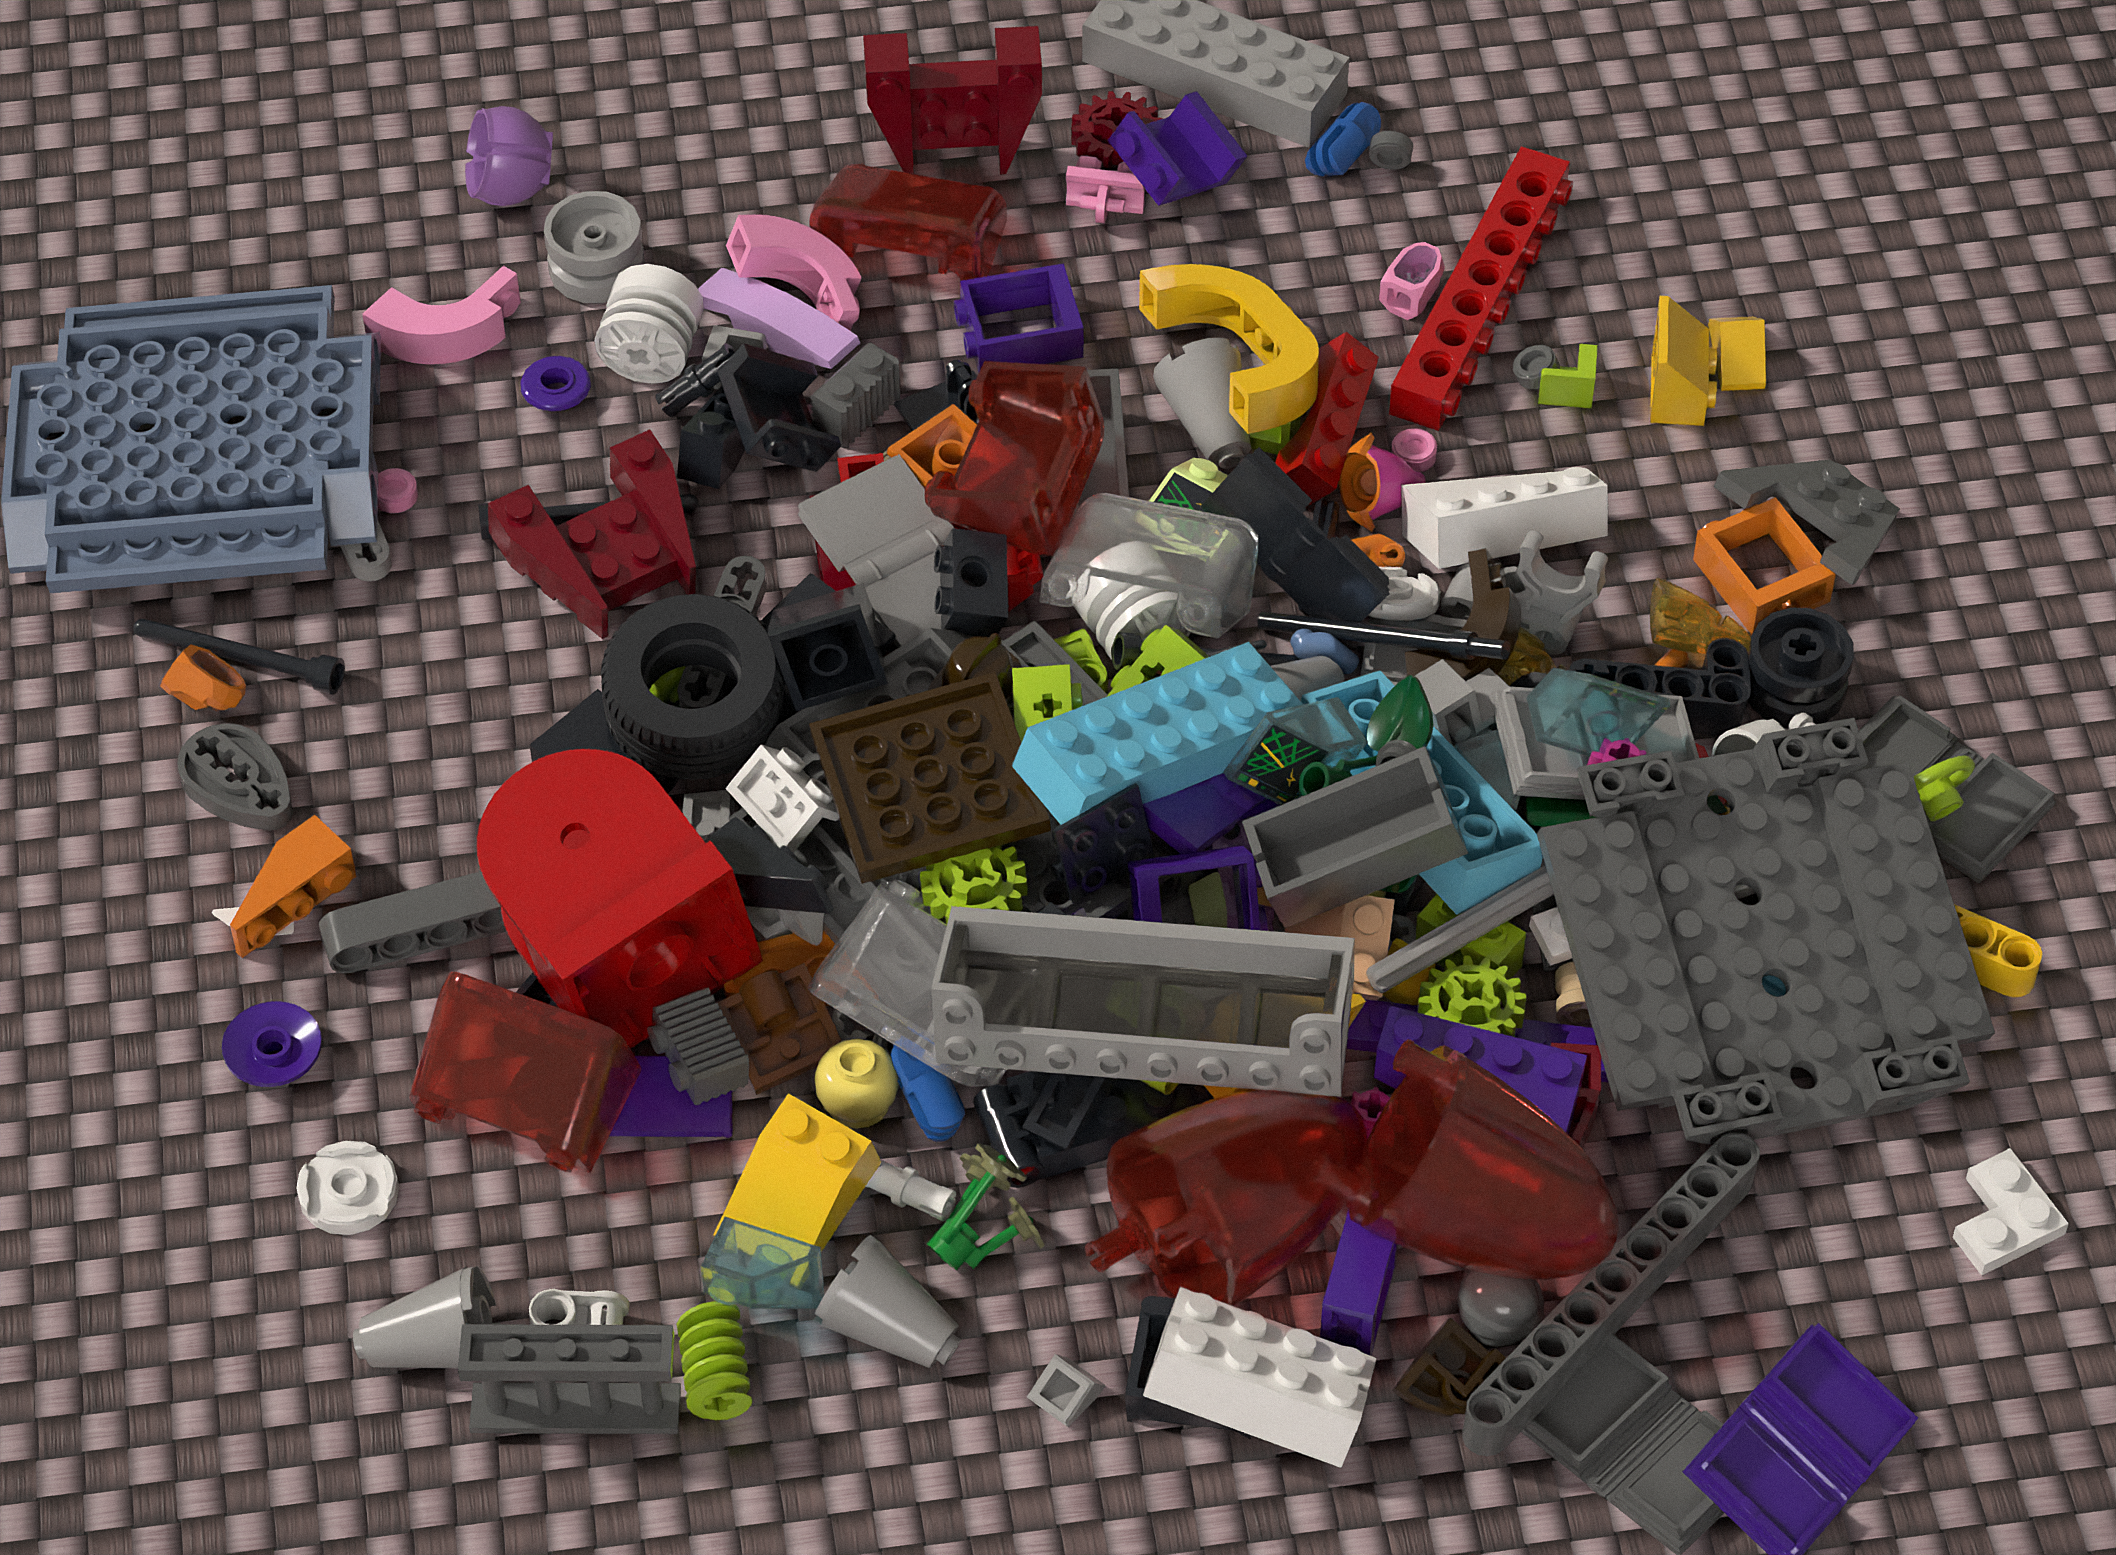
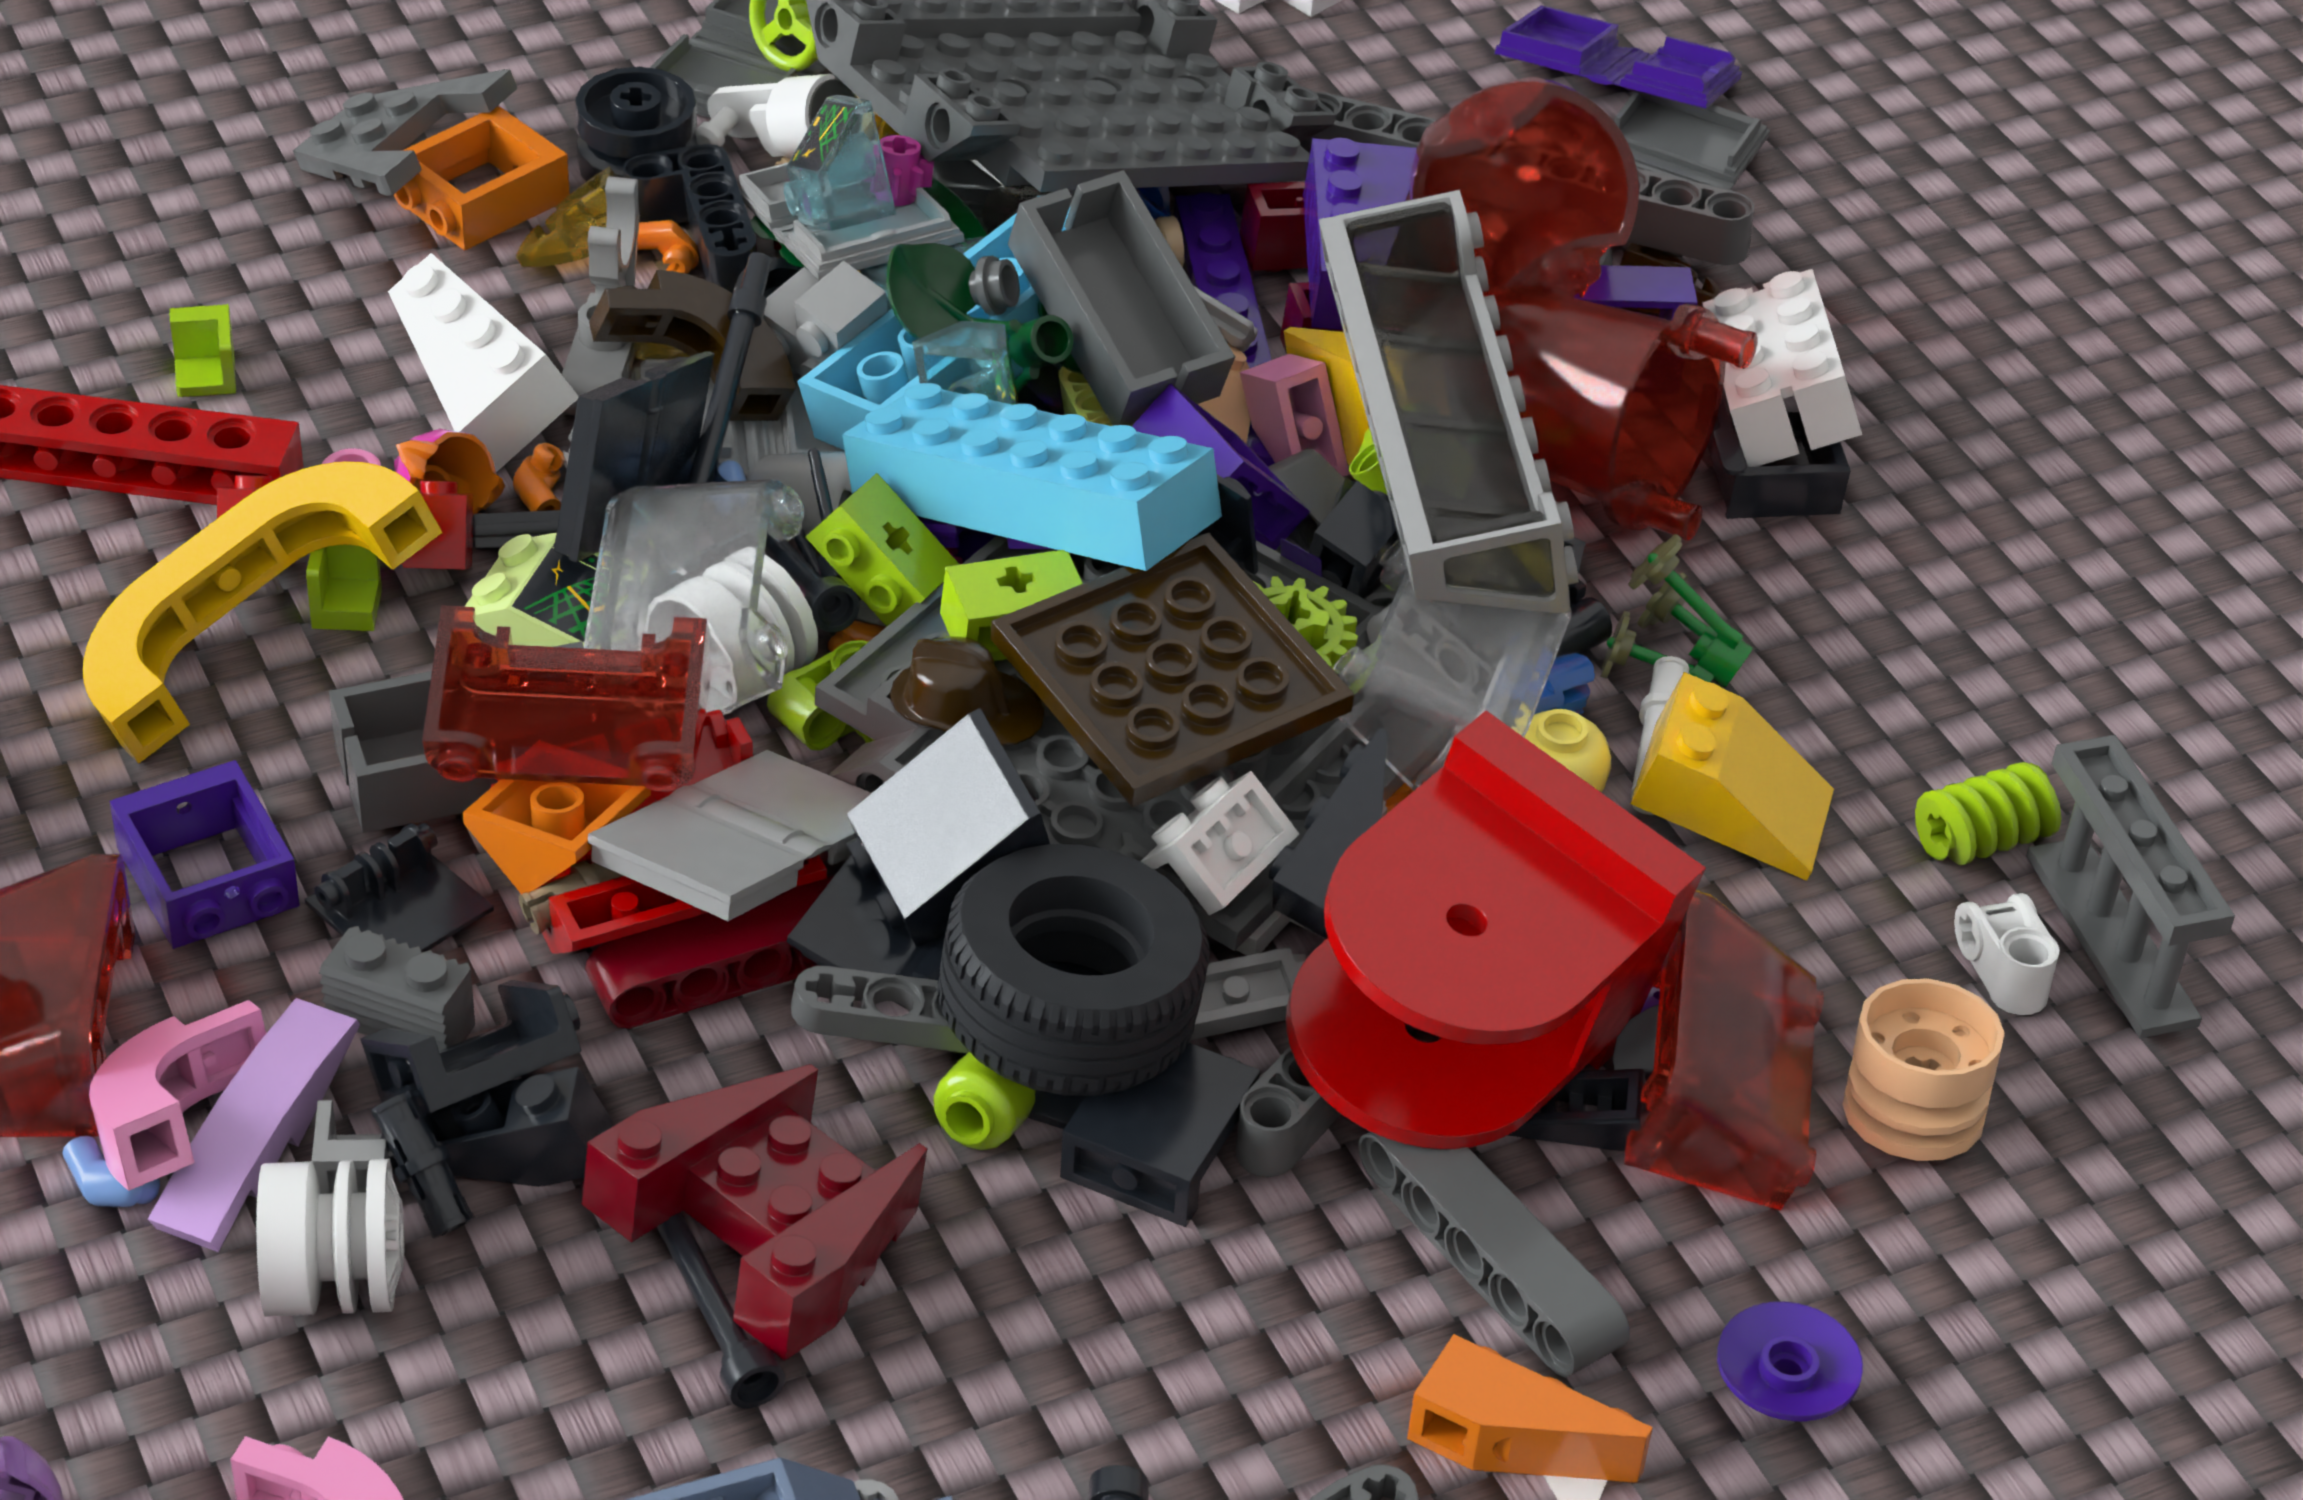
camera: 110 degrees left, 10 degrees down
(347, 1188) = (1941, 1239): white tile -> none
(426, 1324) = (2109, 1059): light grey cone -> none
(464, 1194) = (1922, 1069): none -> light nougat wheel
(555, 370) = (437, 1346): dark purple piece -> none
(590, 243) = (153, 1362): light grey wheel -> none
(762, 1269) = (1883, 771): clear light blue slope -> none
(887, 1308) = (1843, 692): light grey cone -> none
(983, 561) = (777, 746): black brick -> none
(1065, 1389) = (1837, 553): light grey slope -> none
(1198, 393) = (331, 633): light grey cone -> none
(1411, 280) = (61, 490): bright pink rock -> none
(1474, 996) = (1239, 280): lime gear -> none
(1530, 363) = (188, 382): dark grey tile -> none
(1681, 367) = (183, 257): yellow slope -> none
(1739, 352) = (116, 230): yellow slope -> none

